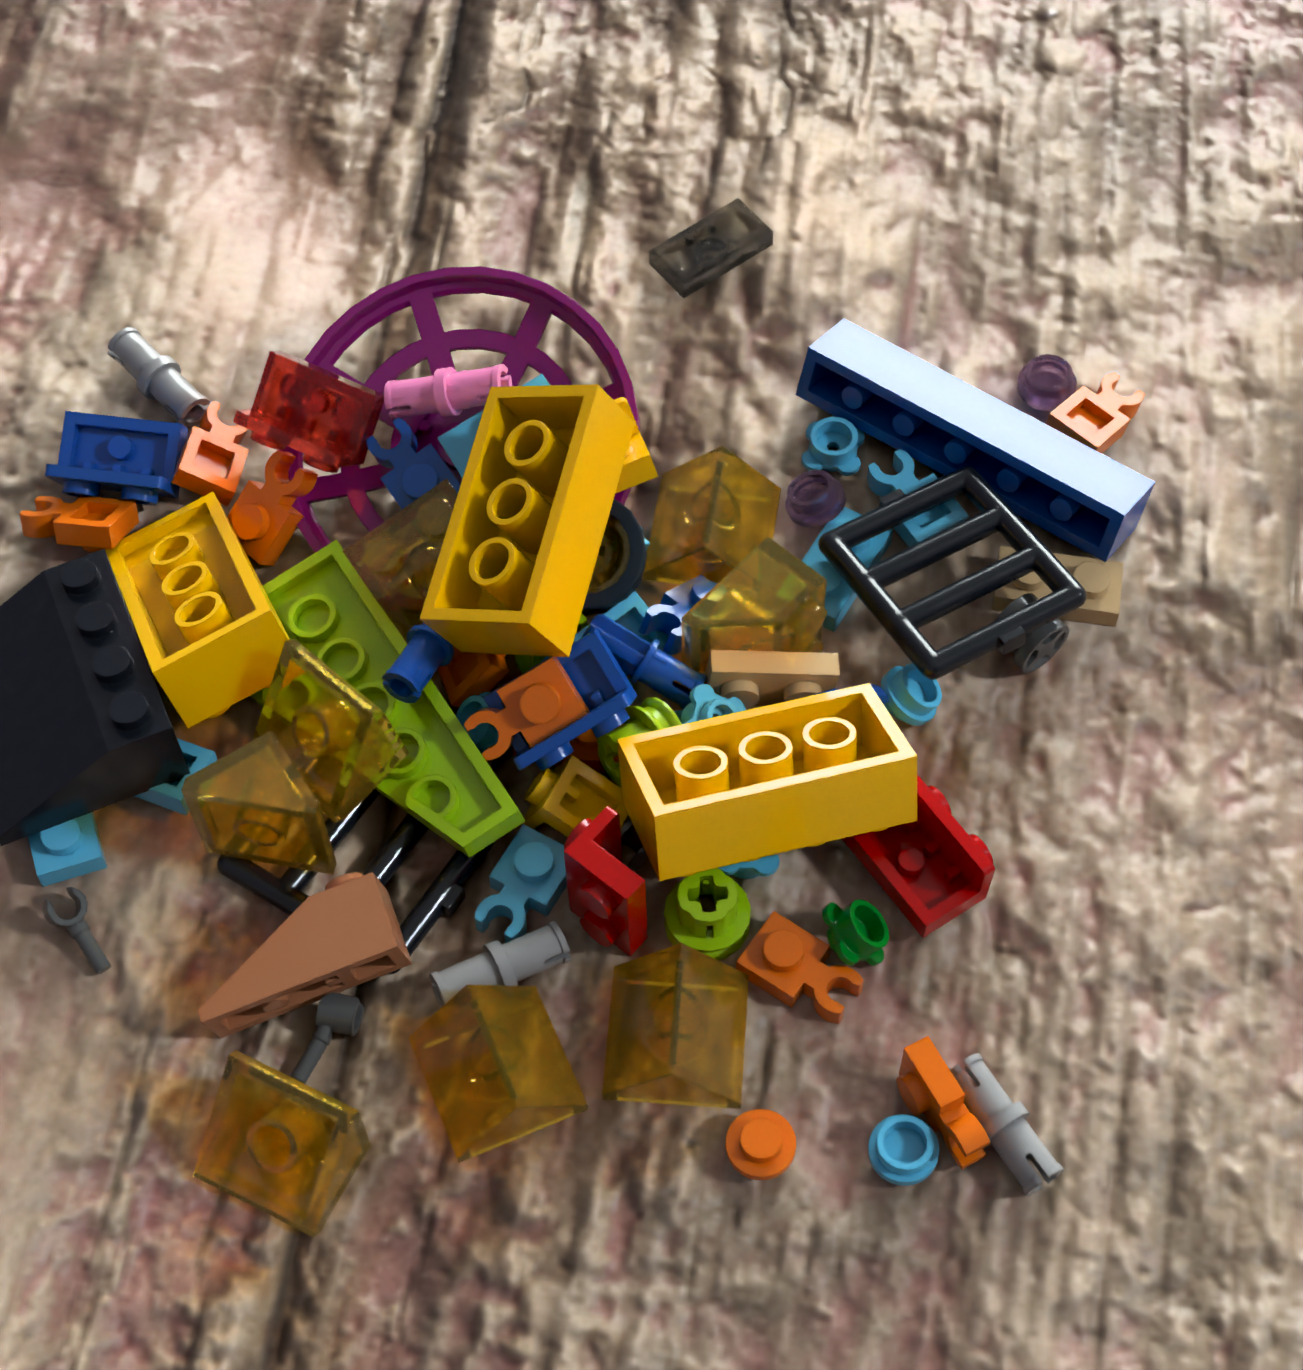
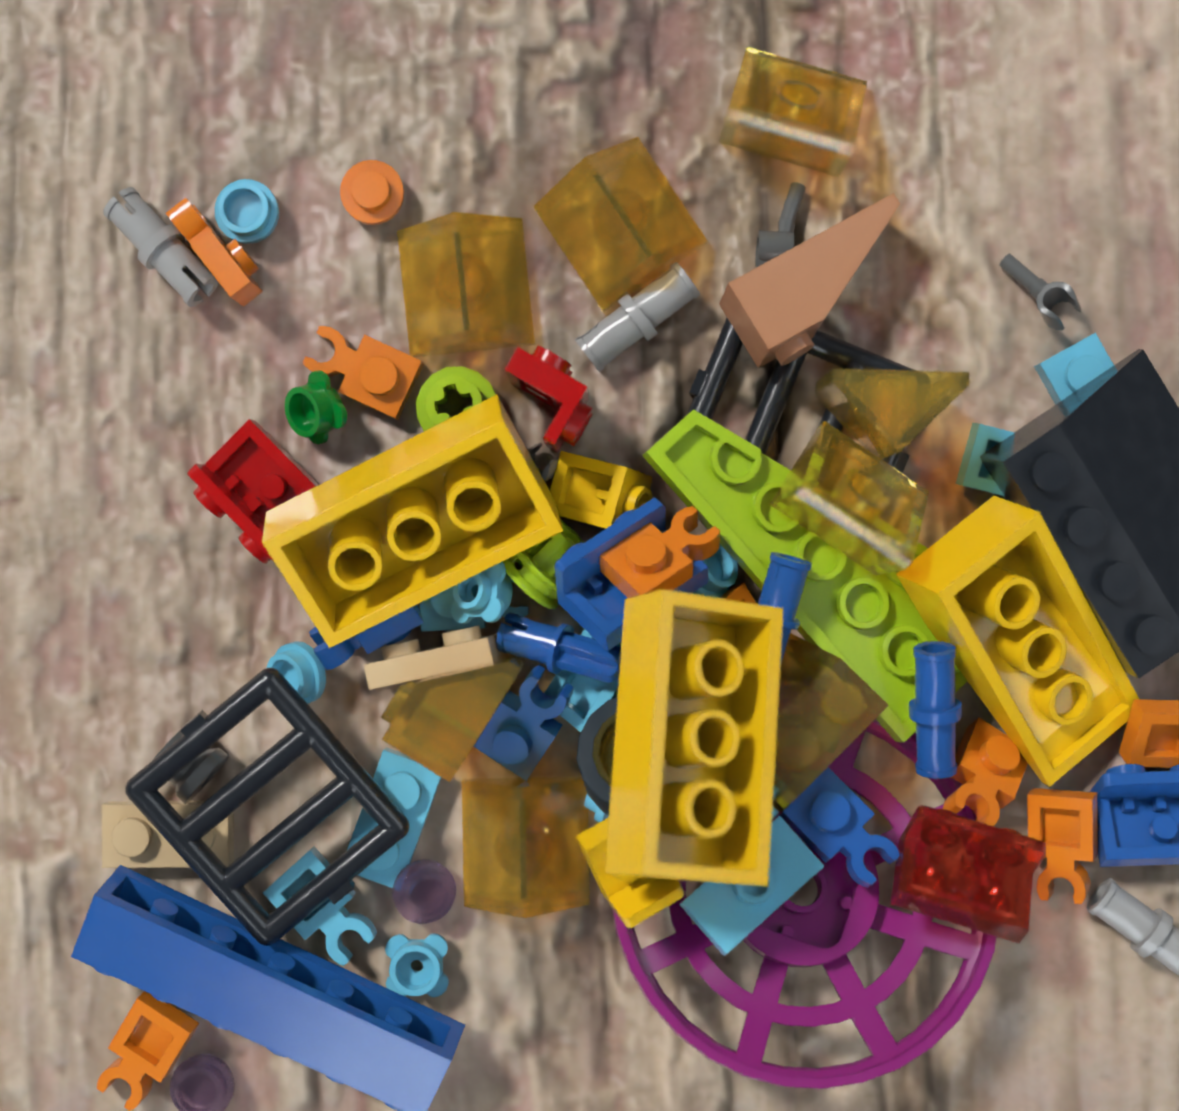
camera: 170 degrees right, 30 degrees up
(299, 554) = (935, 709): none -> blue pin
(443, 392) = (823, 916): bright pink pin -> none
(527, 877) = (629, 419): medium azure plate -> none

